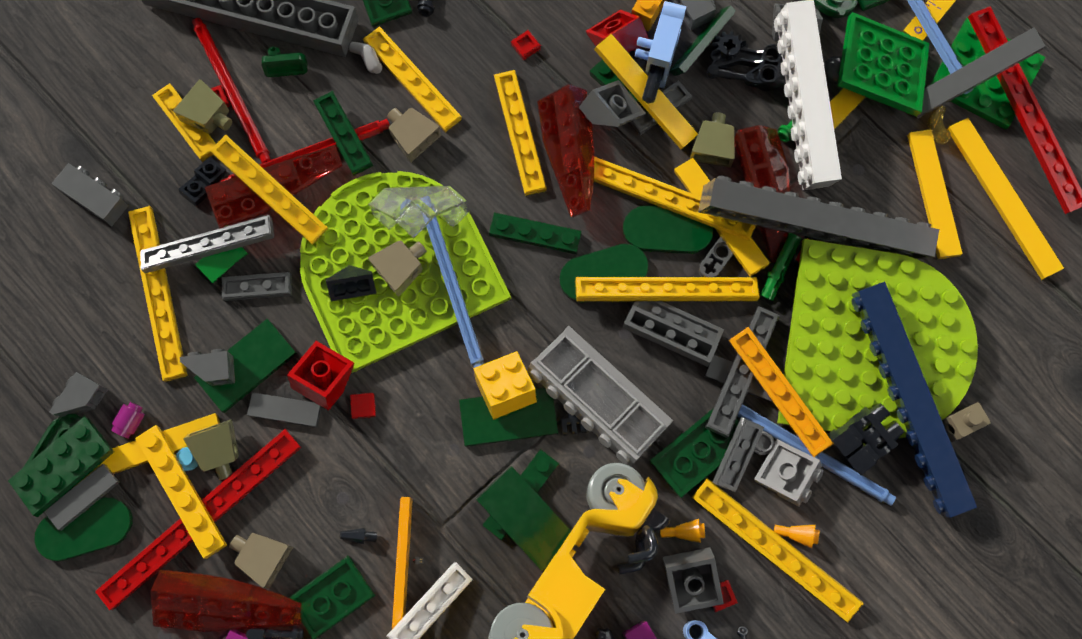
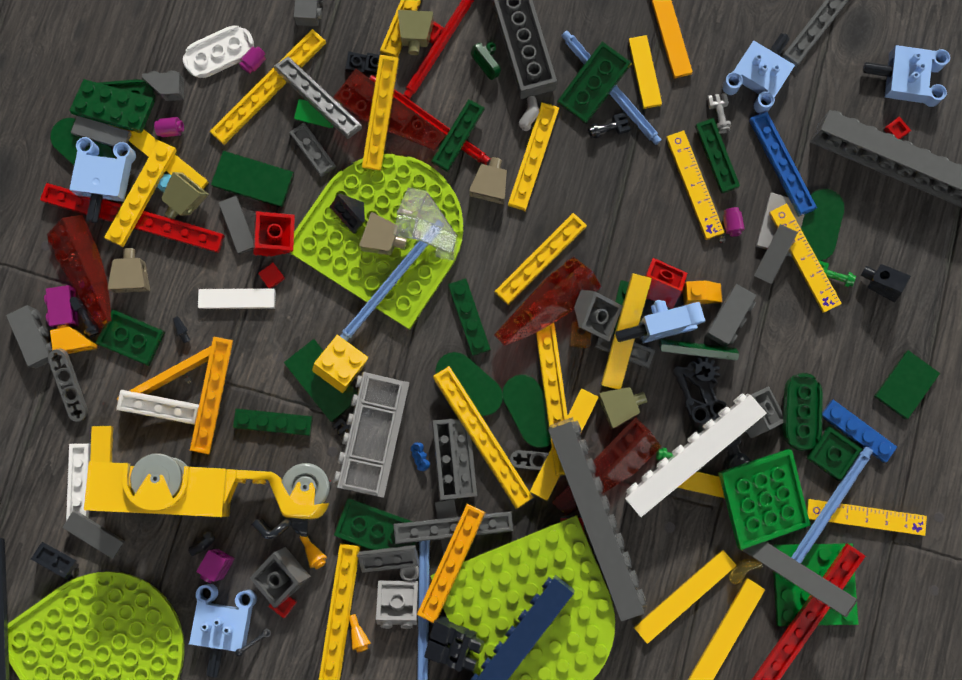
camera: 60 degrees right, 5 degrees up
(81, 322) = (217, 51): none -> white tile
(117, 290) = (252, 59): none -> magenta brick
(131, 522) = (101, 176): none -> light blue piece
(213, 368) = (233, 158): dark grey slope -> none
(363, 456) = (236, 298): none -> white tile
(453, 541) = (211, 395): none -> light orange tile
(524, 517) = (256, 433): dark green tile -> none
(525, 45) = (613, 221): red tile -> none
(623, 143) = (578, 340): none -> clear orange brick
(649, 363) = (420, 457): none -> blue piece
(780, 267) = (549, 511): green pin -> none

